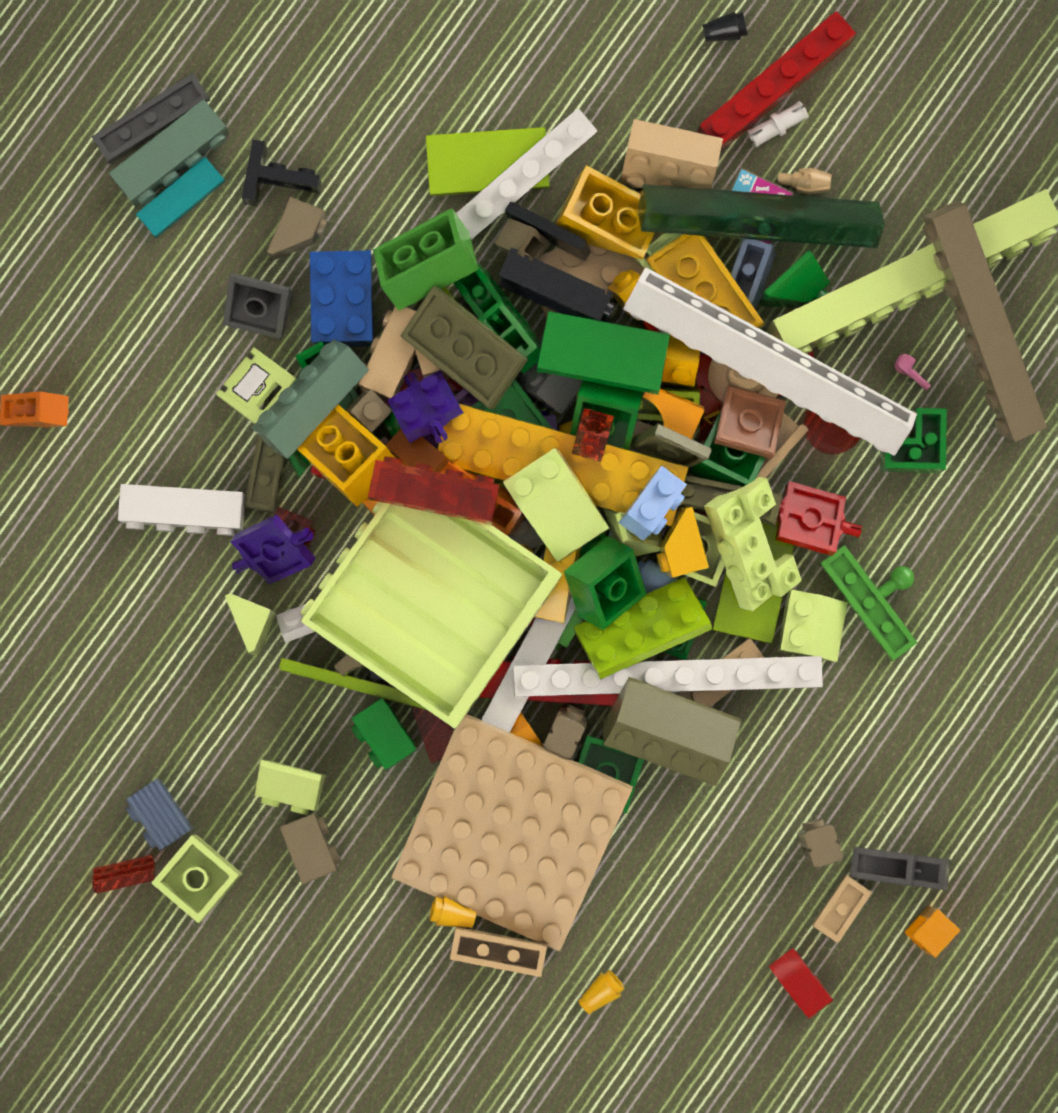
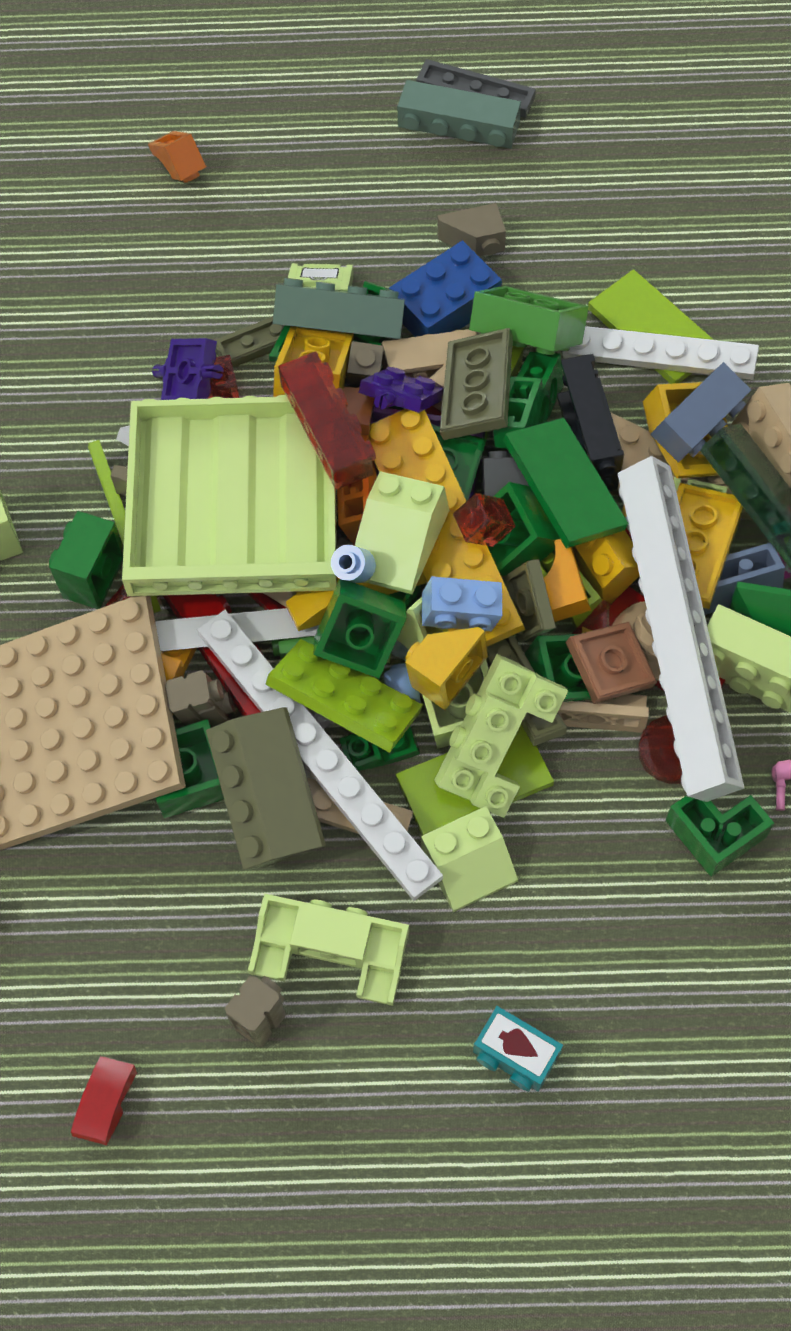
camera: 60 degrees right, 20 degrees down
(180, 197) = (431, 146): teal tile -> none
(181, 508) = (173, 293): white brick -> none
(252, 621) = (108, 398): yellowish green slope -> none
(257, 305) = (389, 243): dark grey slope -> none
(274, 174) = (501, 180): black bracket -> none
(522, 238) = (614, 385): dark tan brick -> none
(553, 233) = (636, 398): black tile -> none
(565, 556) = (353, 564): none -> light blue brick
(611, 203) = (701, 413): none -> sand blue brick
(802, 756) = (331, 936): none -> yellowish green bracket
(813, 519) = (569, 785): plate -> none
(841, 908) = (208, 1087): tan plate -> none
(870, 602) = (535, 897): bright green plate -> none
(900, 868) = (292, 1119): dark grey slope -> none
(932, 931) = (244, 1190): light orange panel -> none
(963, 691) = (517, 1050): none -> brick

